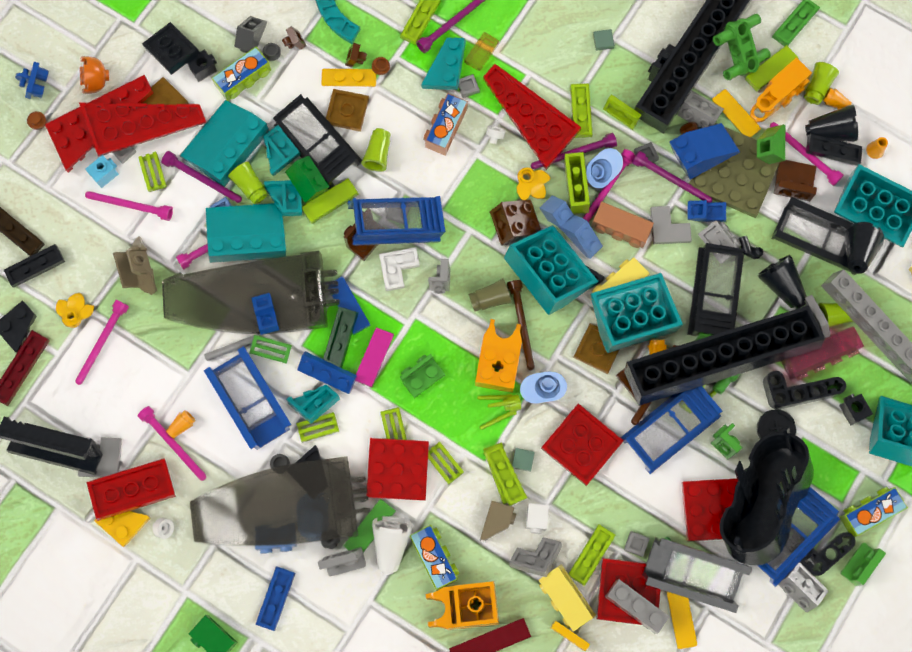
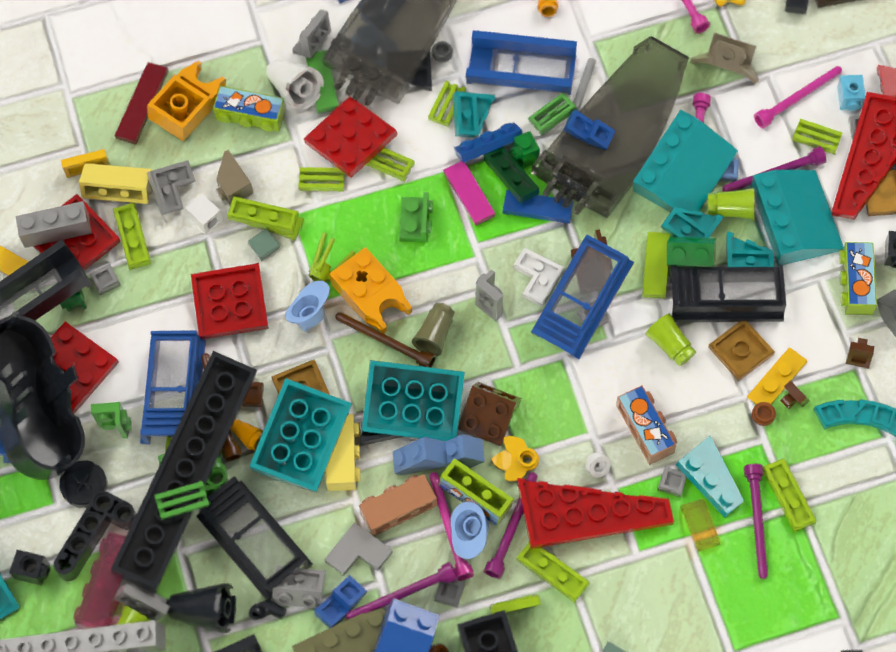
camera: 135 degrees right, 10 degrees down
(271, 51) = (863, 325): dark grey plate -> none
(314, 343) = (525, 149): none -> green brick
(749, 330) = (201, 494): none -> bright green tile

